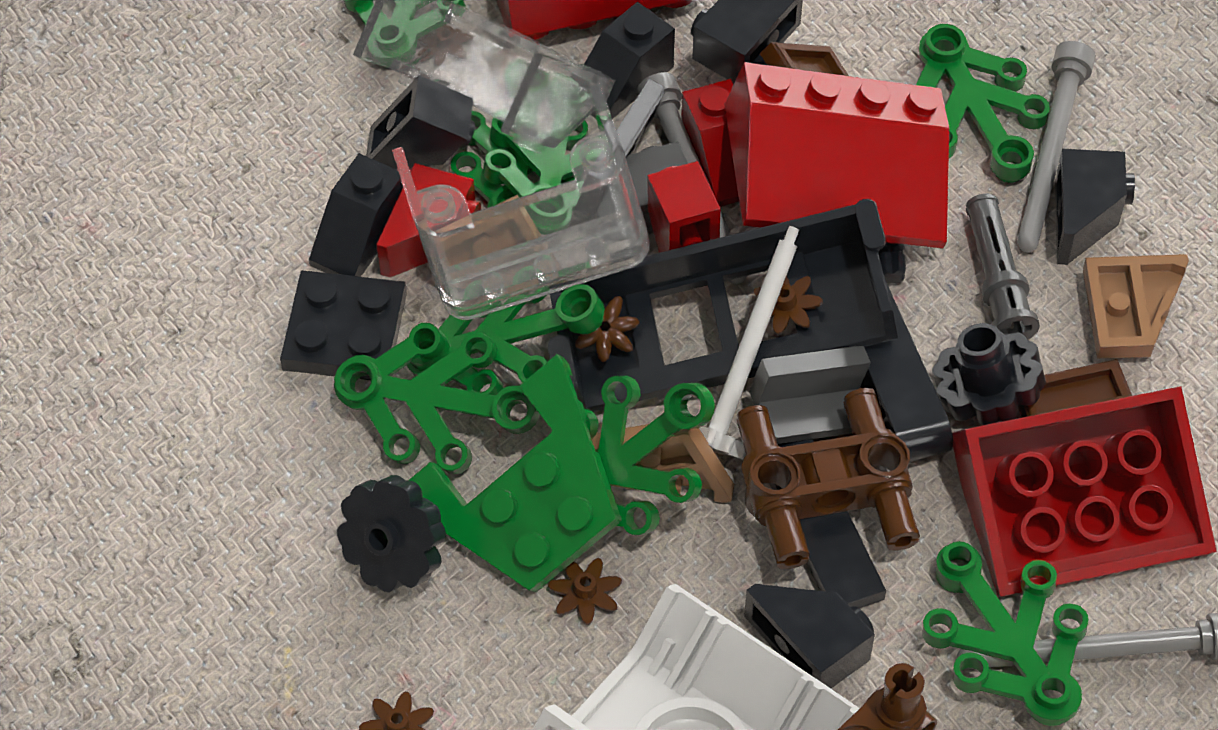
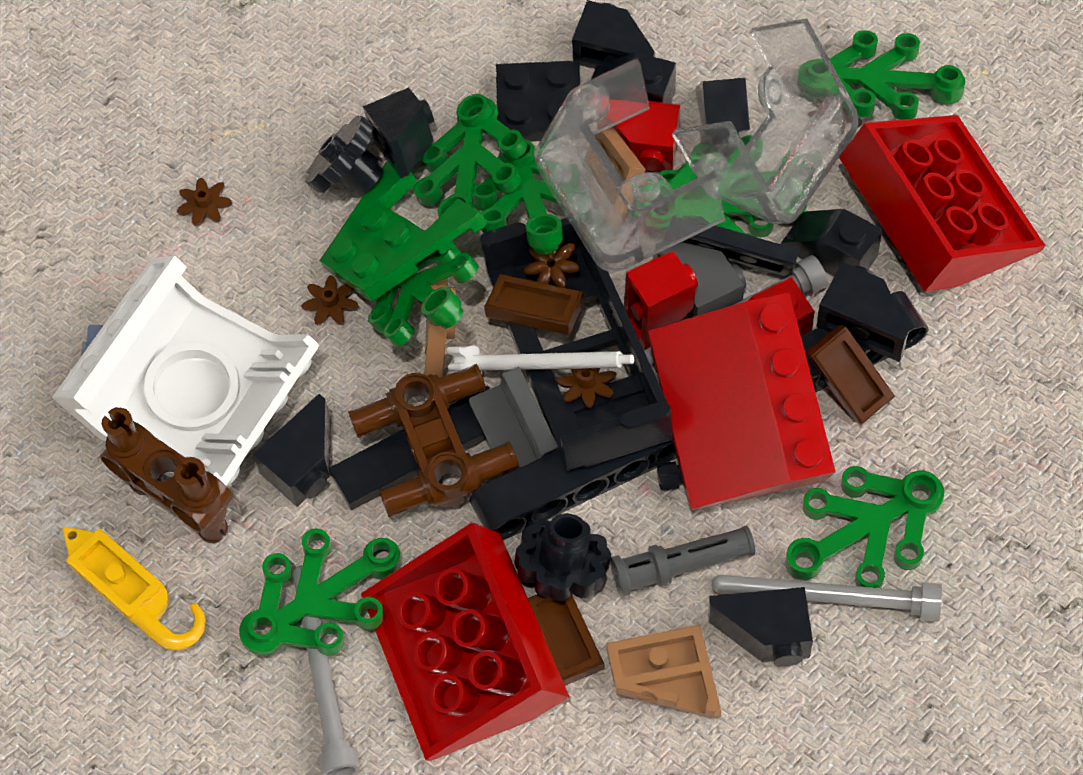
camera: 85 degrees right, 5 degrees up
(281, 230) = (606, 35): none -> black slope
(361, 452) = (401, 128): none -> black slope
(658, 350) = (534, 304): none -> reddish brown tile

